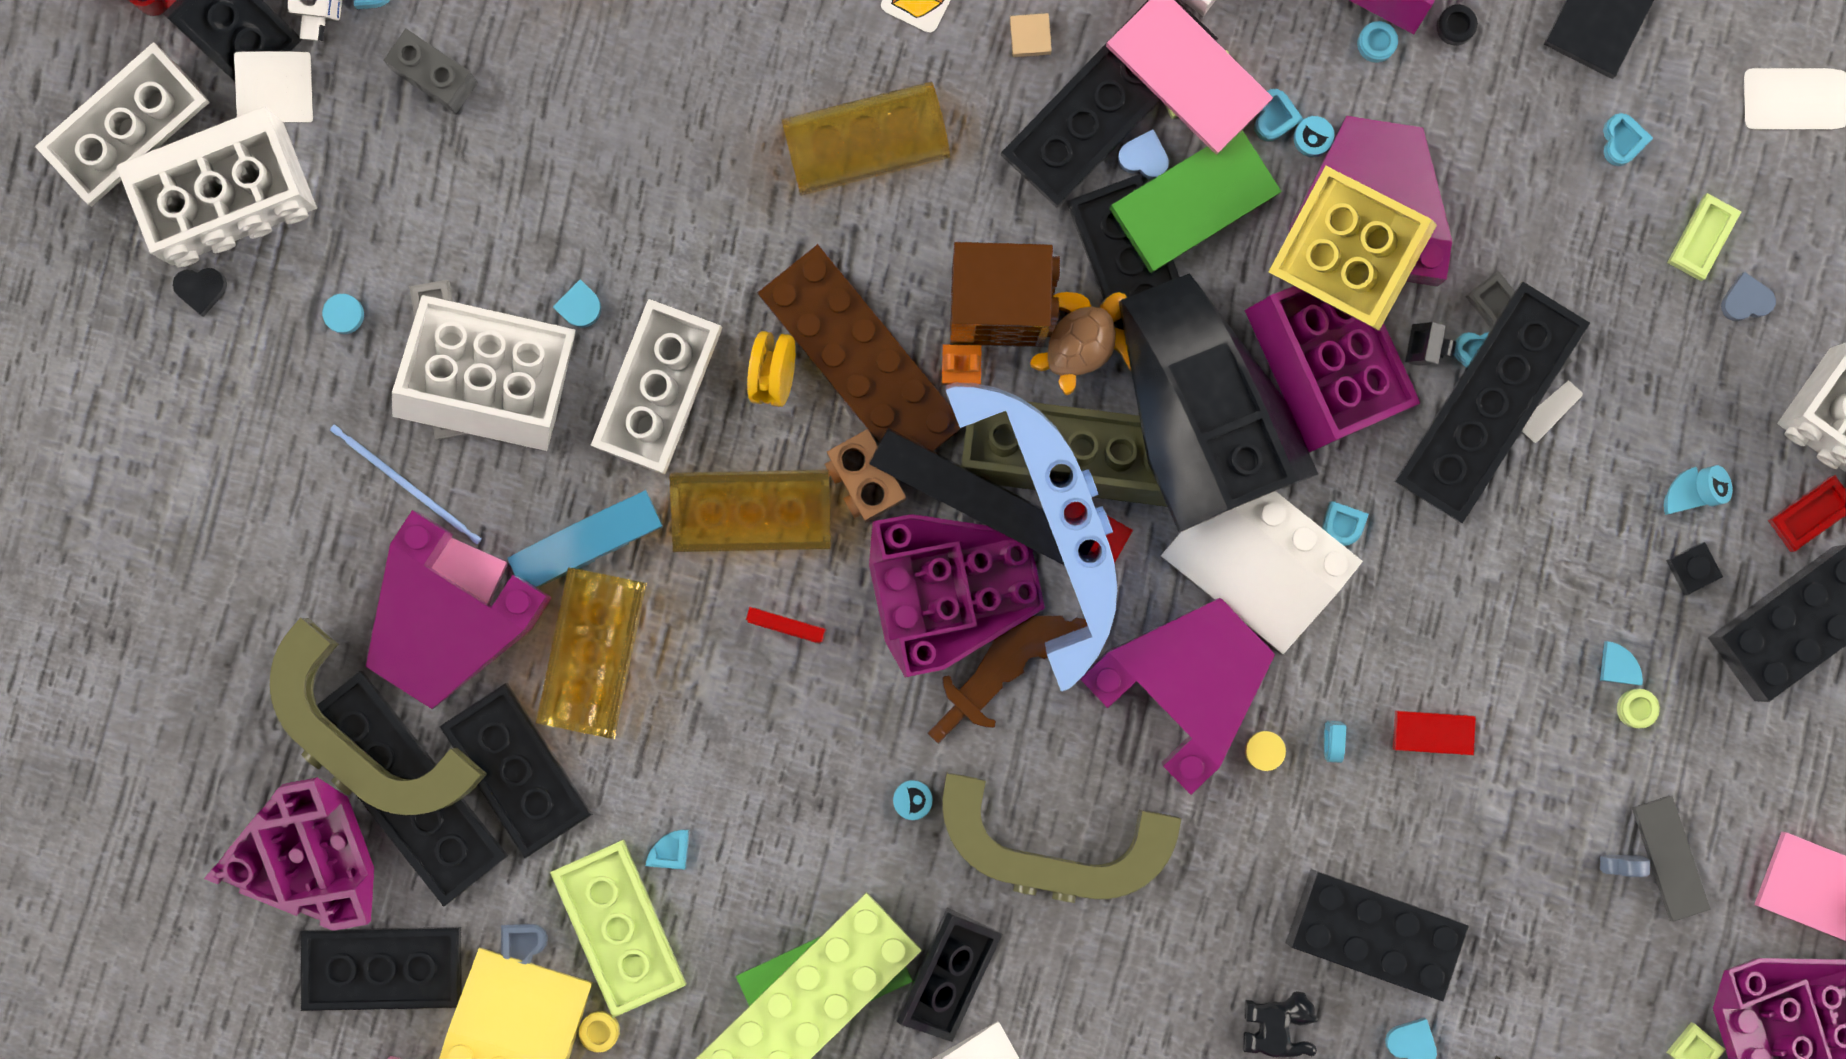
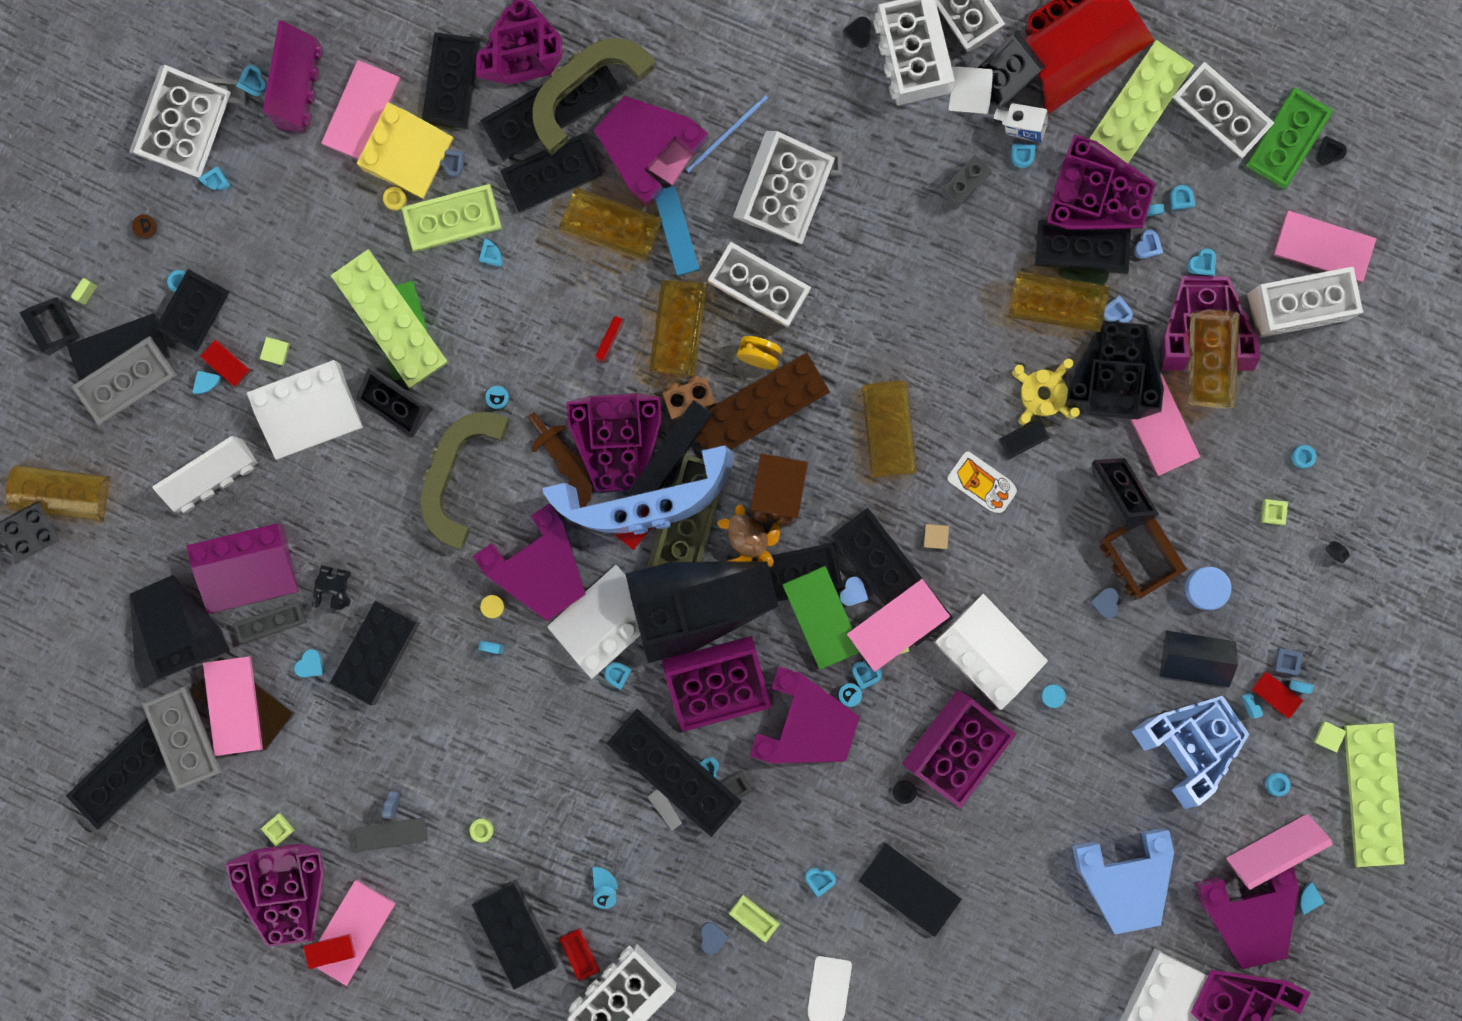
camera: 105 degrees right, 0 degrees up
(343, 313) = (831, 112): medium azure tile -> none
(579, 306) = (815, 248): medium azure tile -> none
(961, 364) = (746, 465): orange tile -> none
(1352, 247) = (775, 701): light yellow slope -> none
(1377, 41) = (901, 742): medium azure tile -> none
(1428, 344) = (715, 741): black tile -> none
(1434, 733) = (486, 707): red tile -> none
(1619, 665) = (508, 823): medium azure tile -> none
(1694, 568) = (558, 878): black plate -> none

